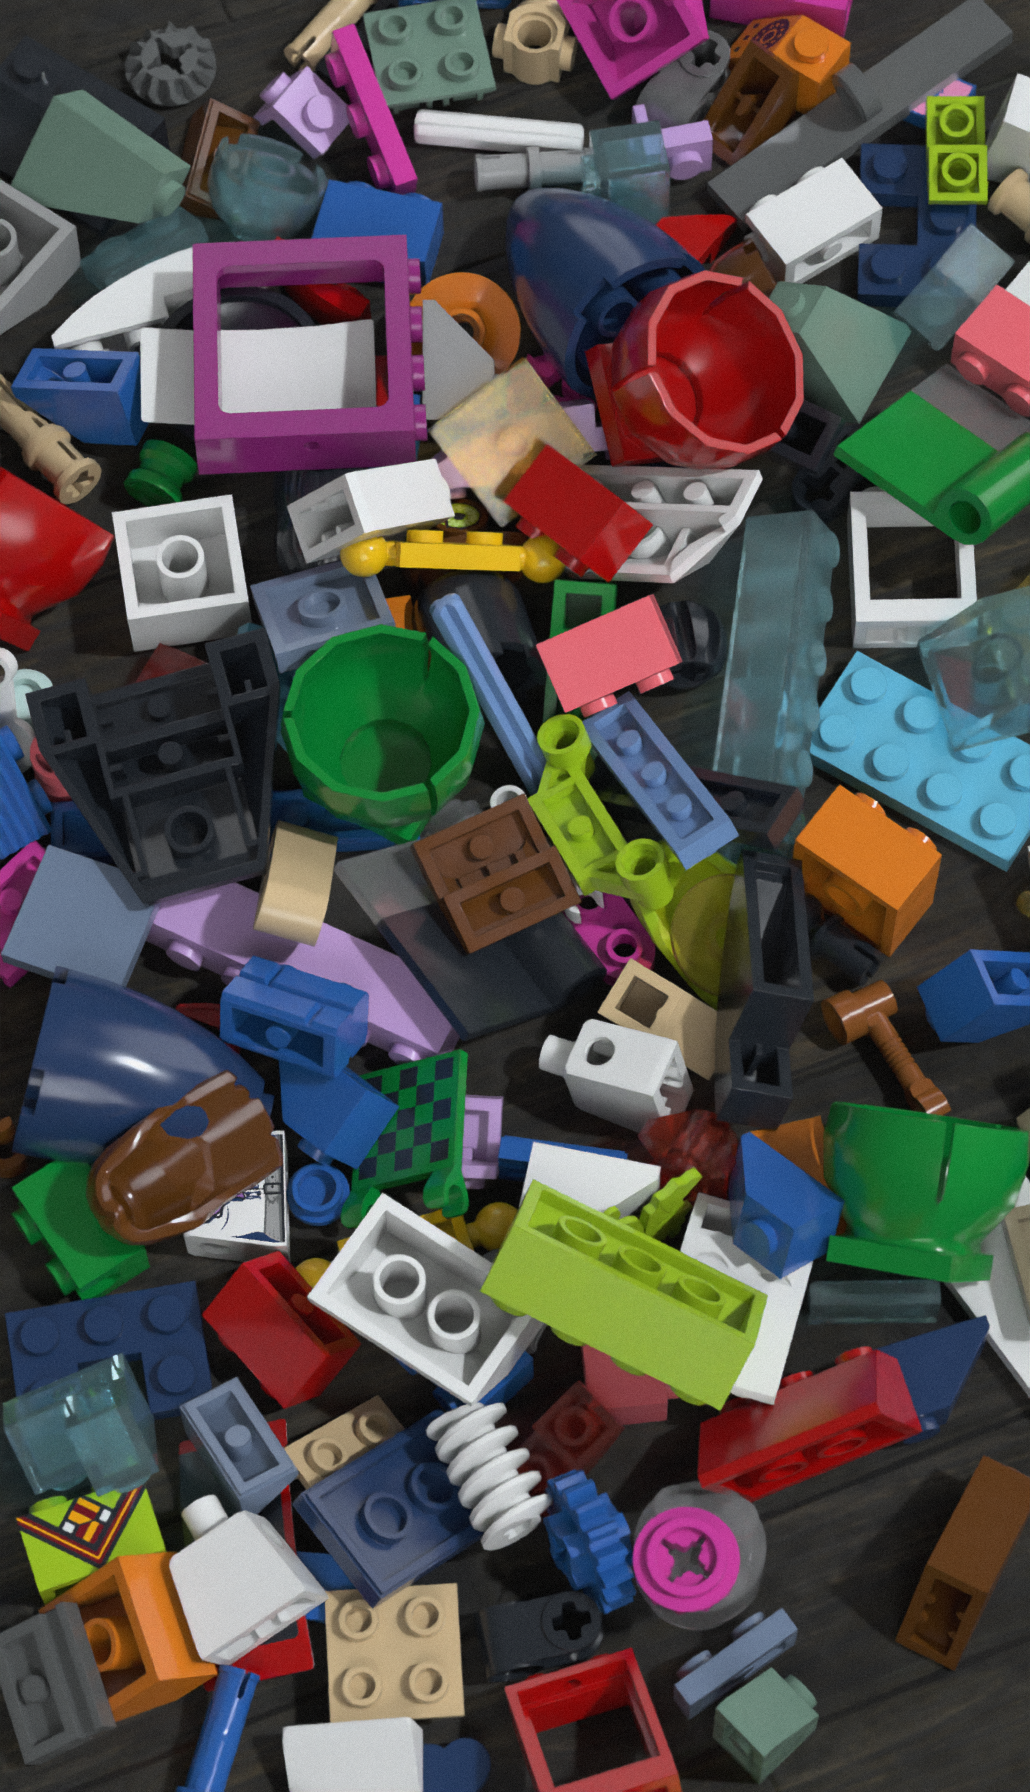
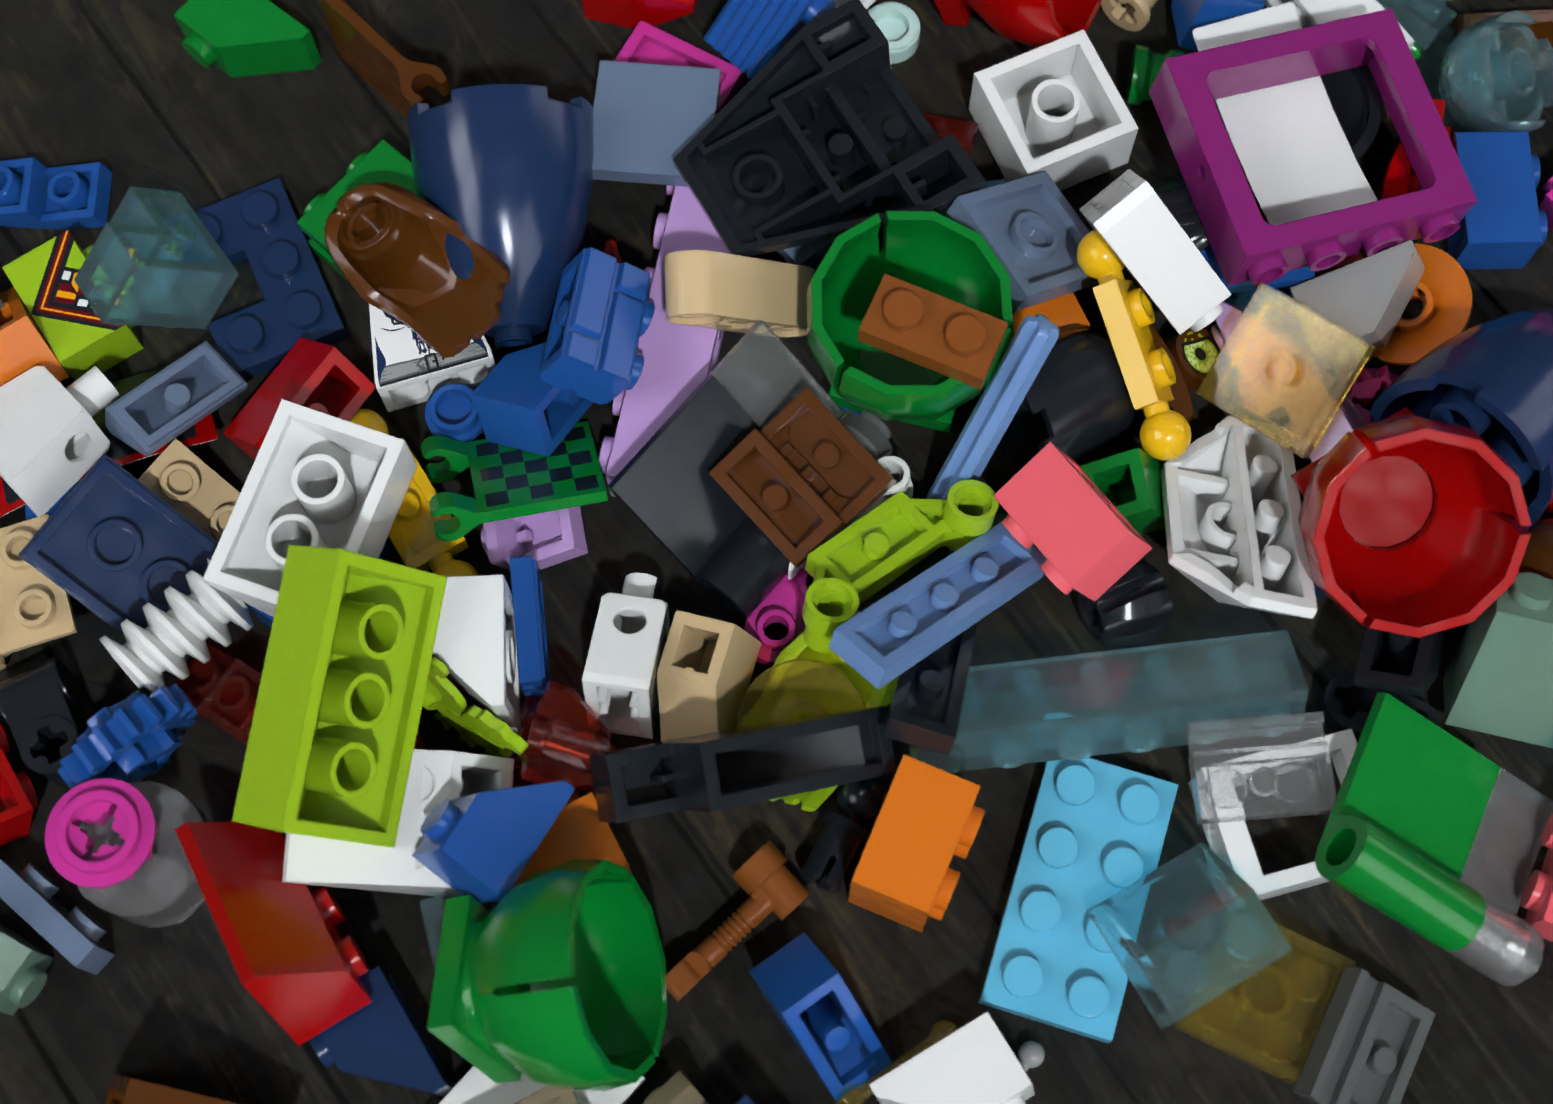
camera: 75 degrees right, 5 degrees up
(420, 698) = (932, 331): none -> dark orange plate
(577, 514) = (1217, 449): red brick -> none
(872, 568) = (1260, 768): none -> clear plate

